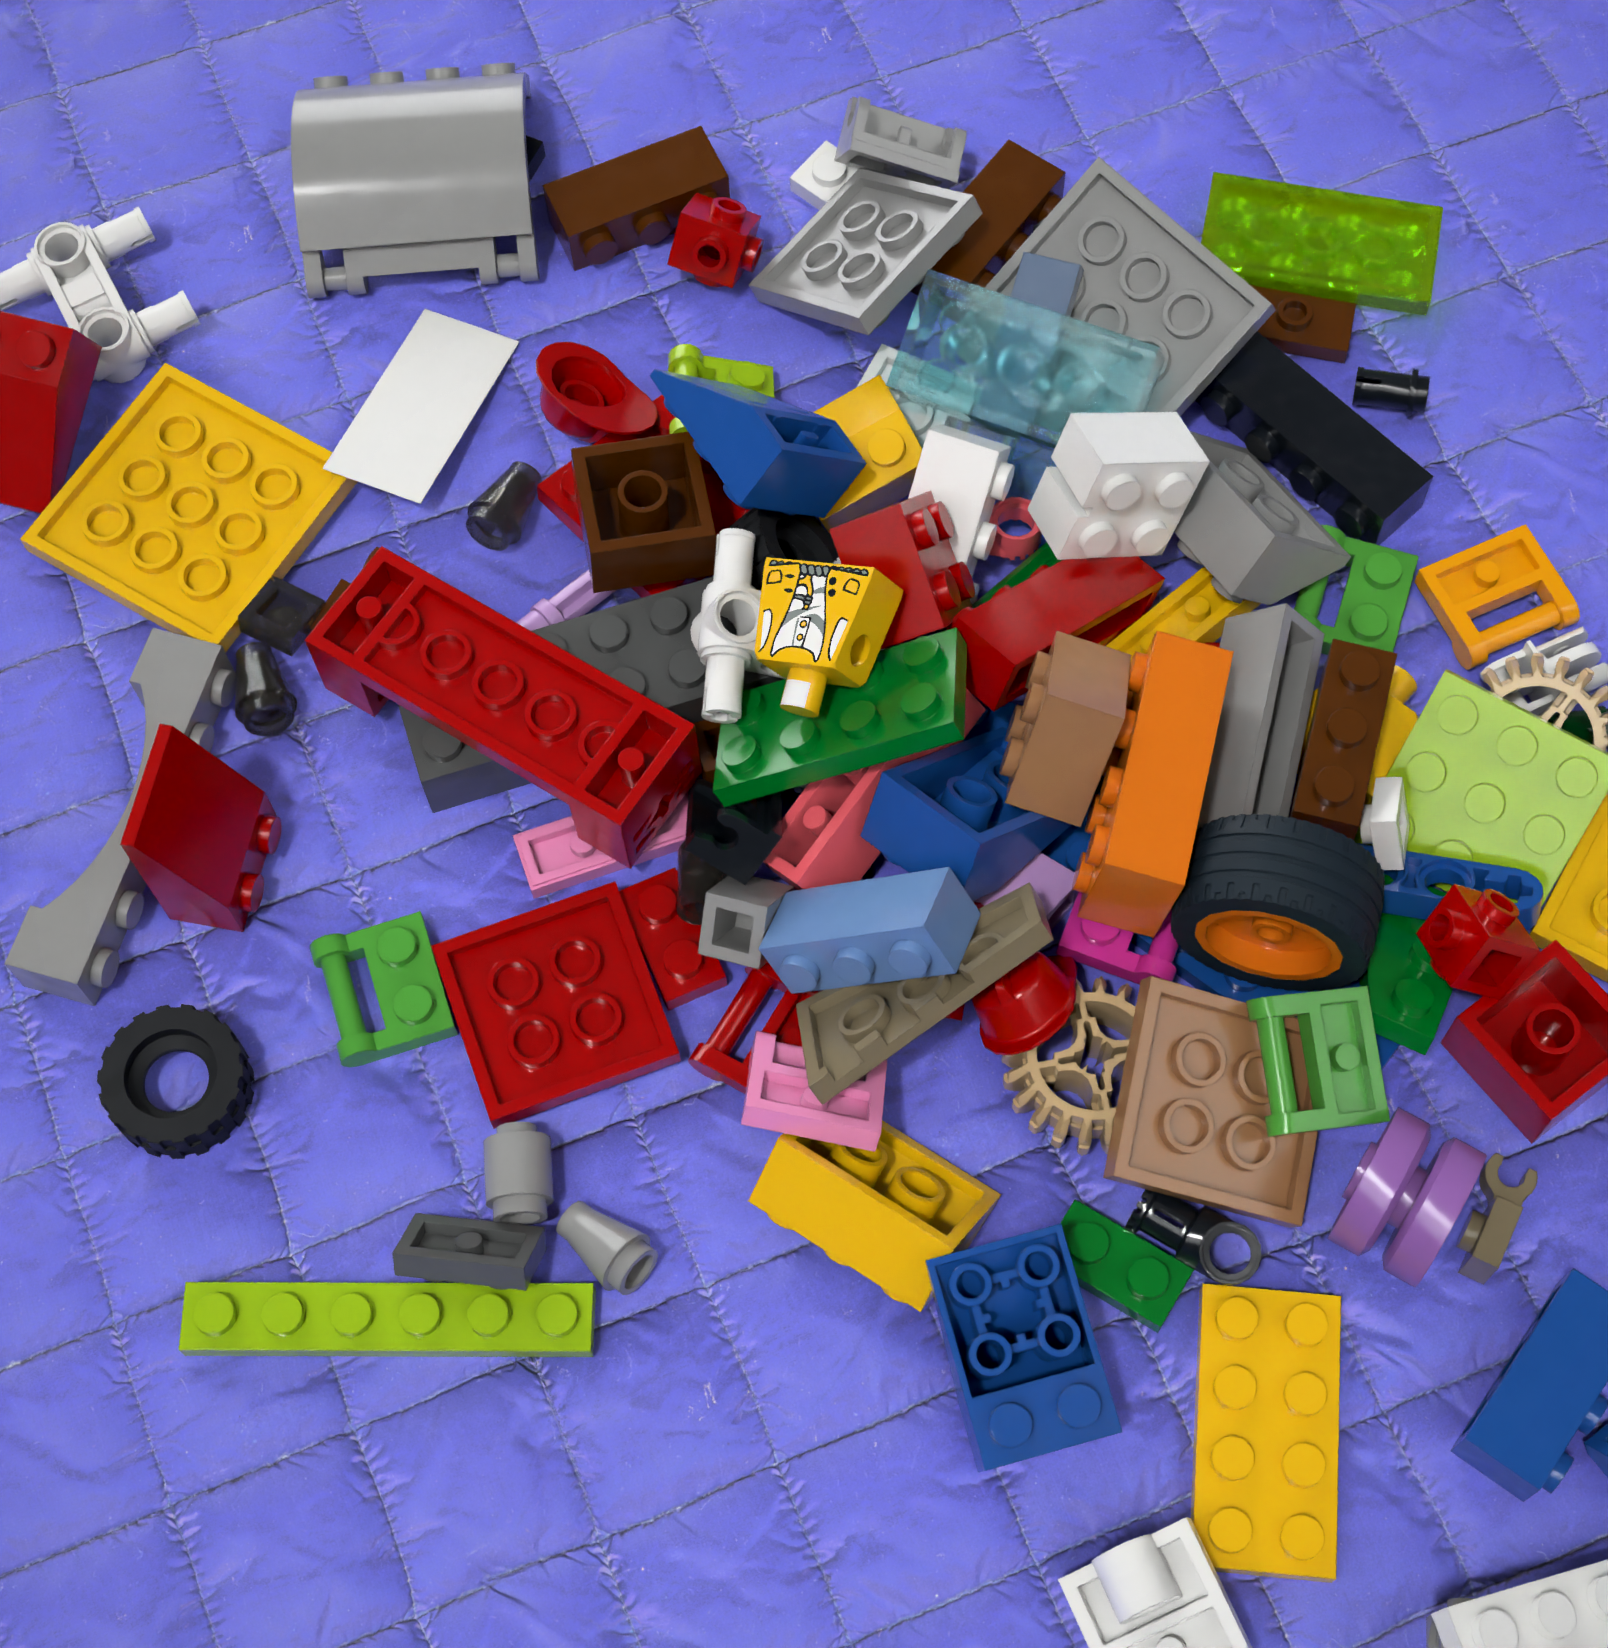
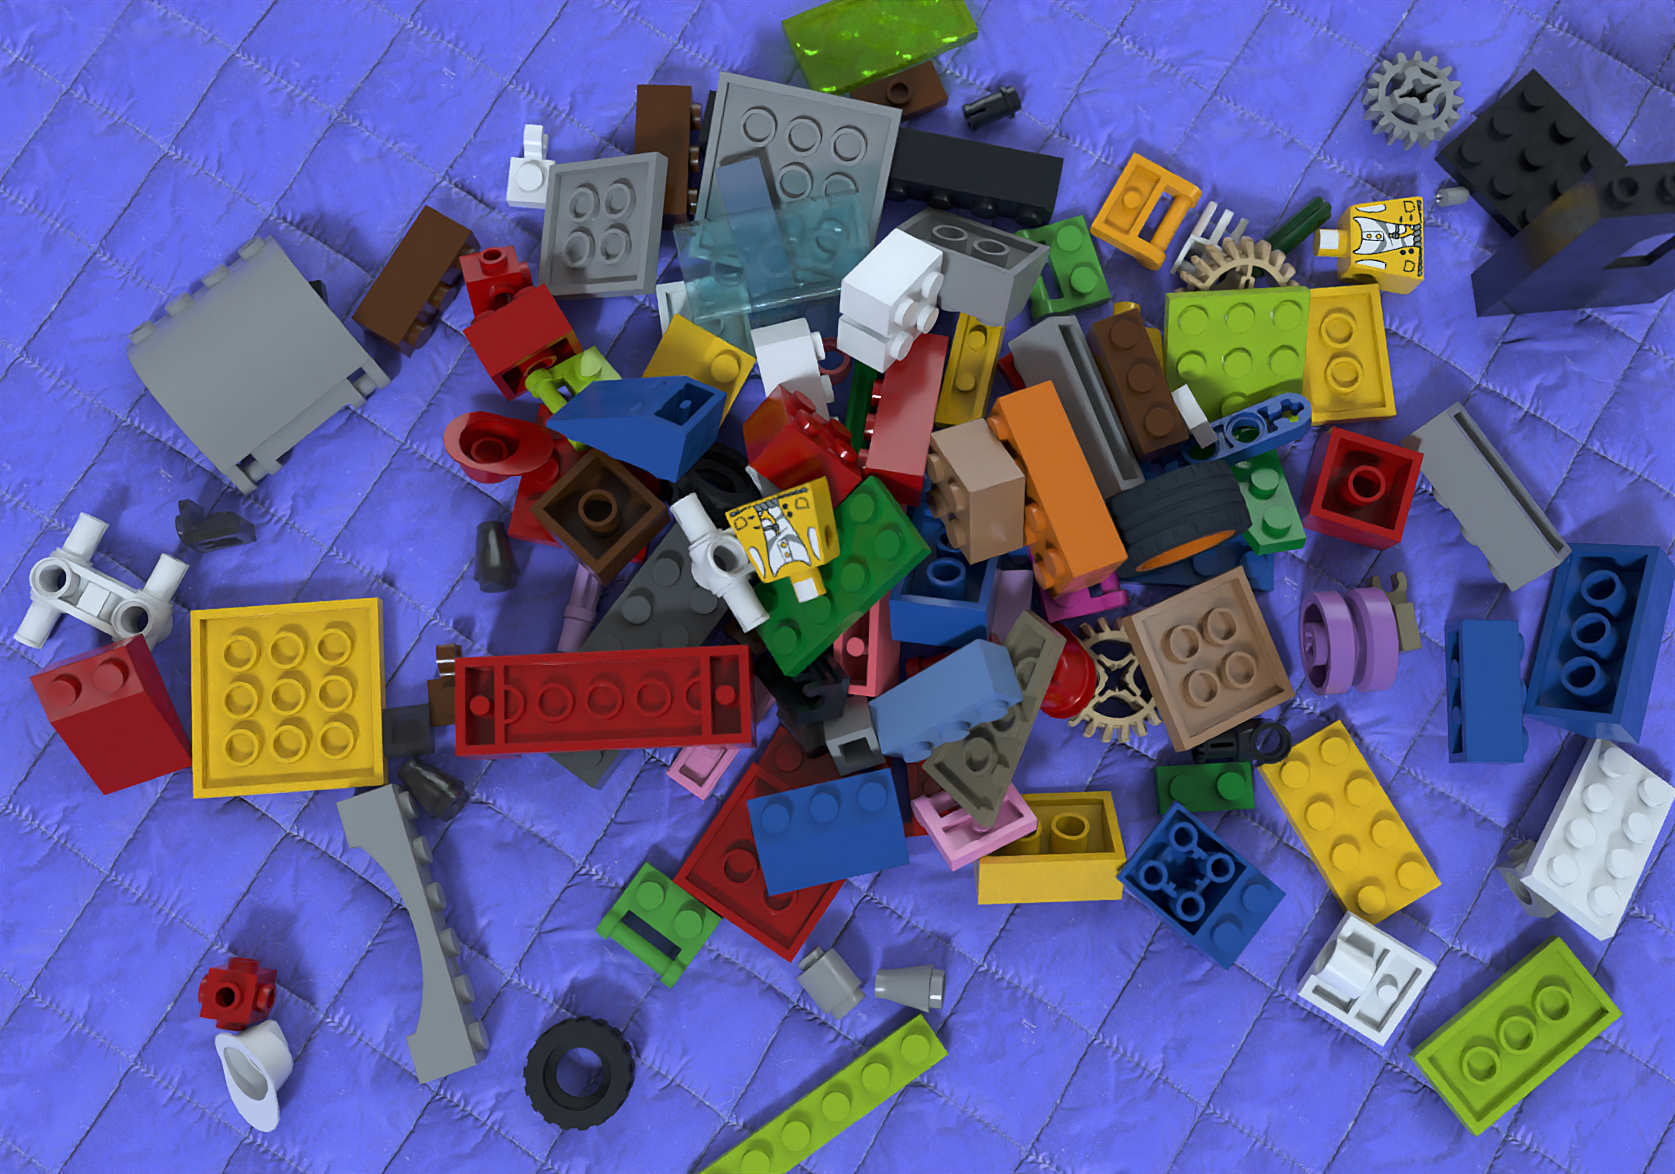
camera: 40 degrees left, 15 degrees up
(200, 834) = (482, 918): red slope -> none
(250, 306) = (216, 533): none -> clear smoke bracket
(421, 406) = (385, 524): white sticker -> none
(469, 1251) = (837, 1049): dark grey plate -> none
(639, 997) = (828, 831): none -> blue slope
(697, 300) = (522, 339): none -> red brick
(899, 145) = (567, 132): light grey hinge -> none
(1338, 1059) = (1260, 586): bright green plate -> none
(1477, 941) = (1297, 463): red brick -> none

